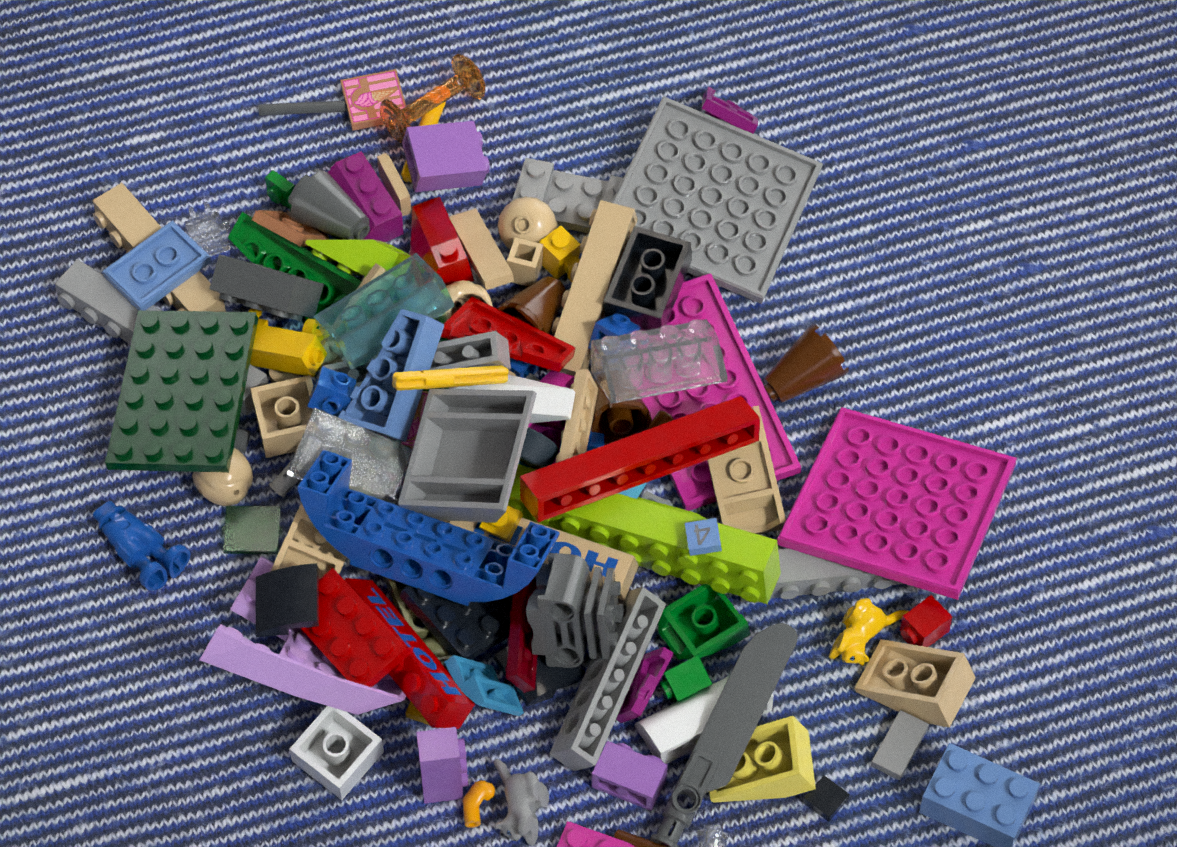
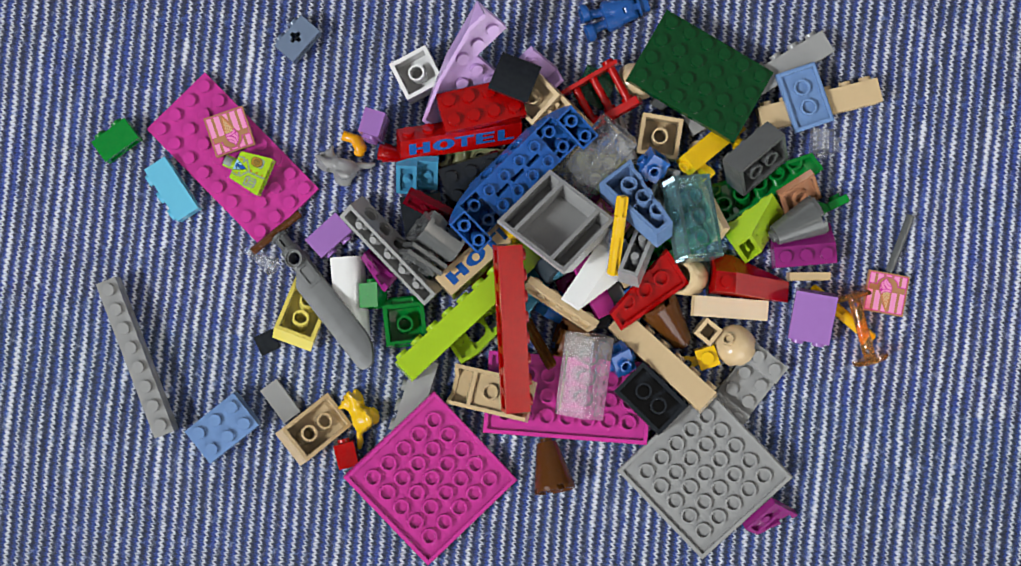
camera: 115 degrees right, 30 degrees up
(256, 459) = (628, 102): none -> red fence
(475, 748) = (388, 153): none -> red cone
(703, 537) = (435, 337): medium blue tile -> none

